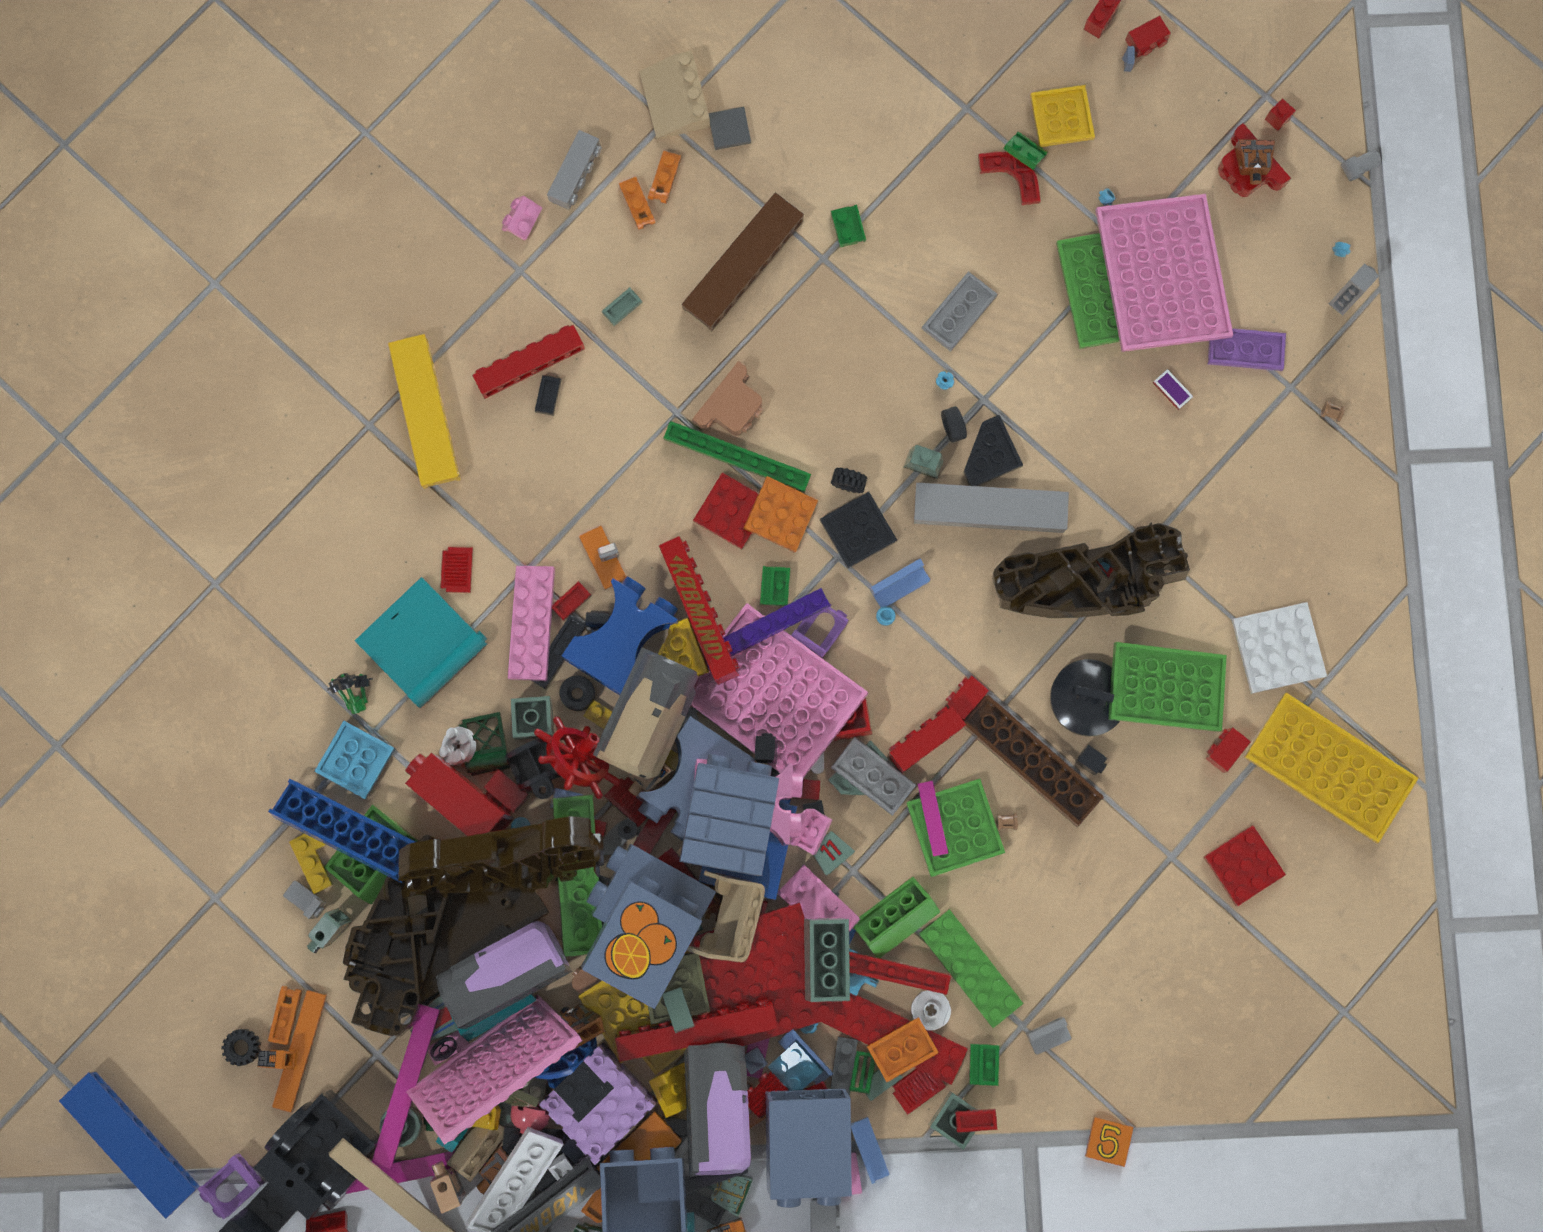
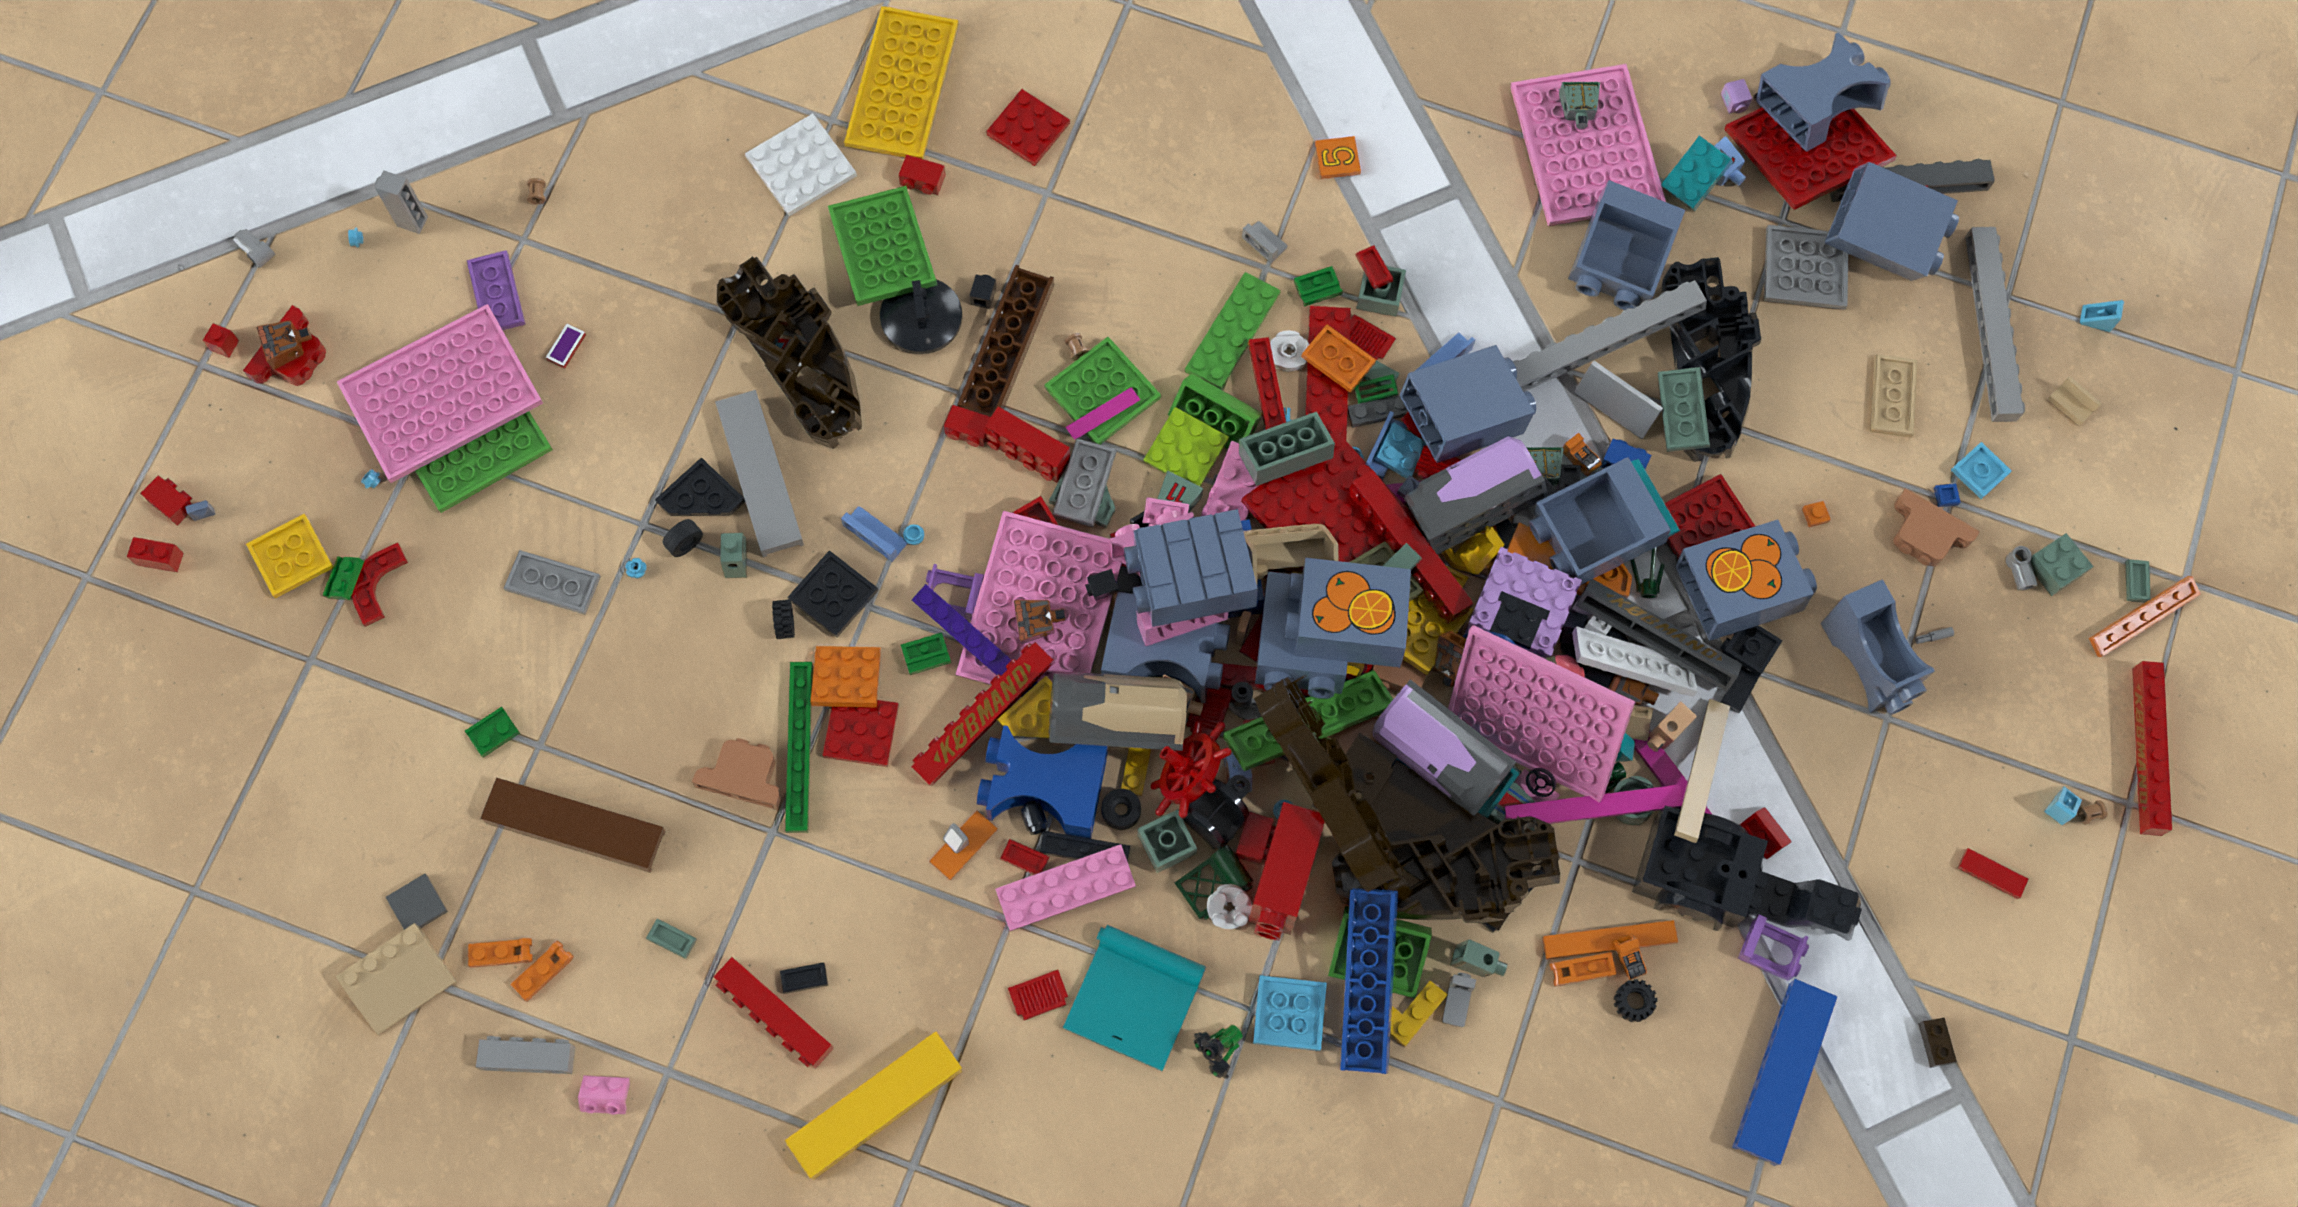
camera: 115 degrees left, 10 degrees down
(761, 683) = (1036, 619): none -> torso
(872, 878) = (1186, 447): none -> lime plate

